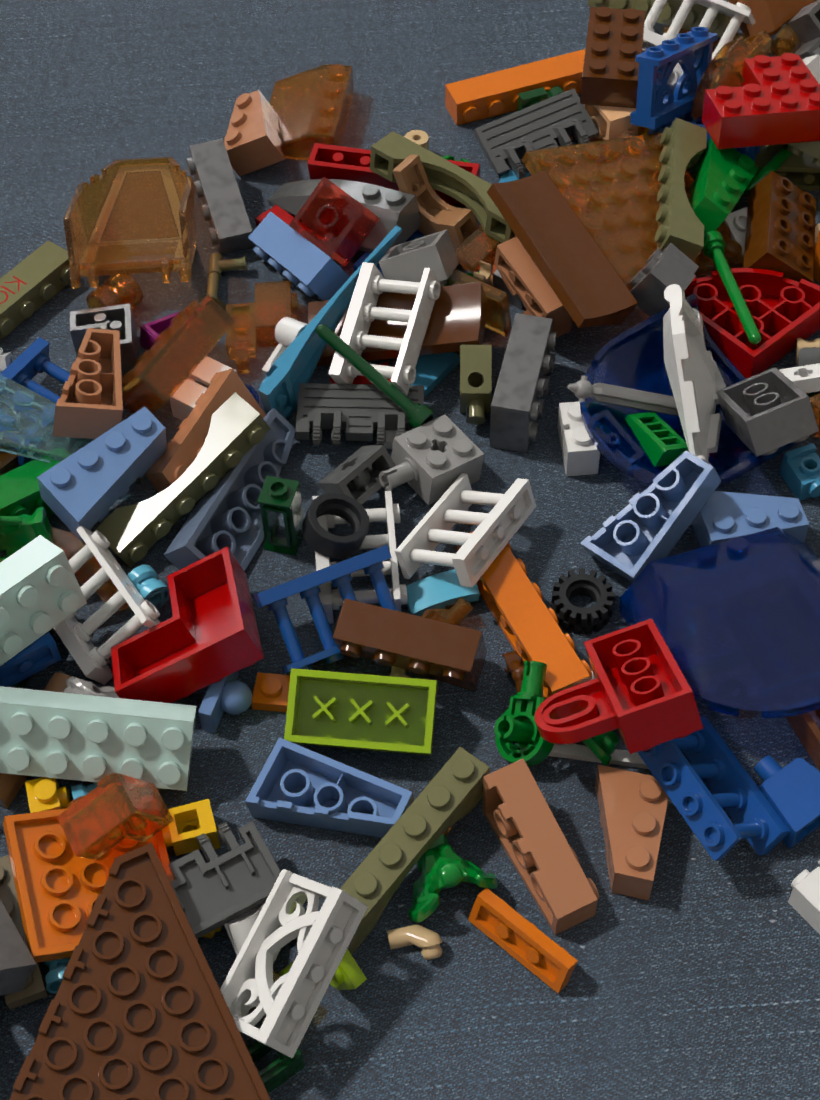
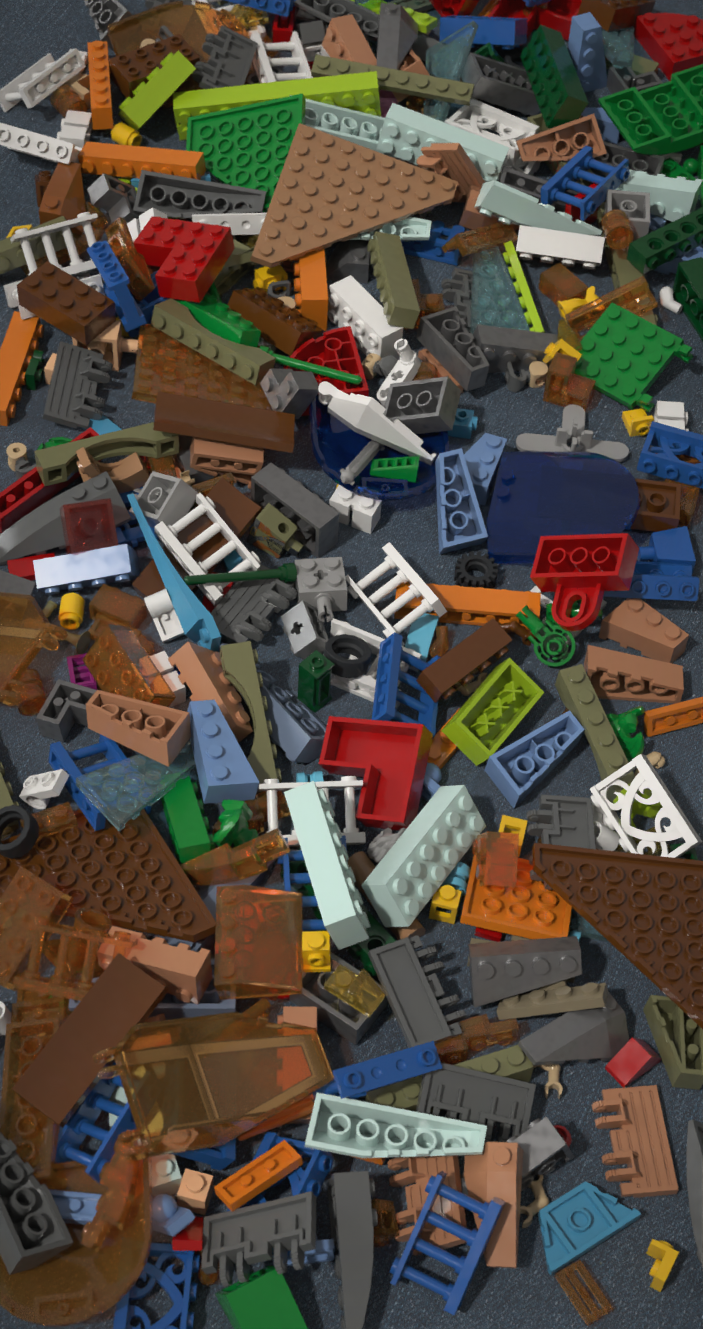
camera: 65 degrees left, 0 degrees up
(242, 279) = (71, 611): none -> yellow brick

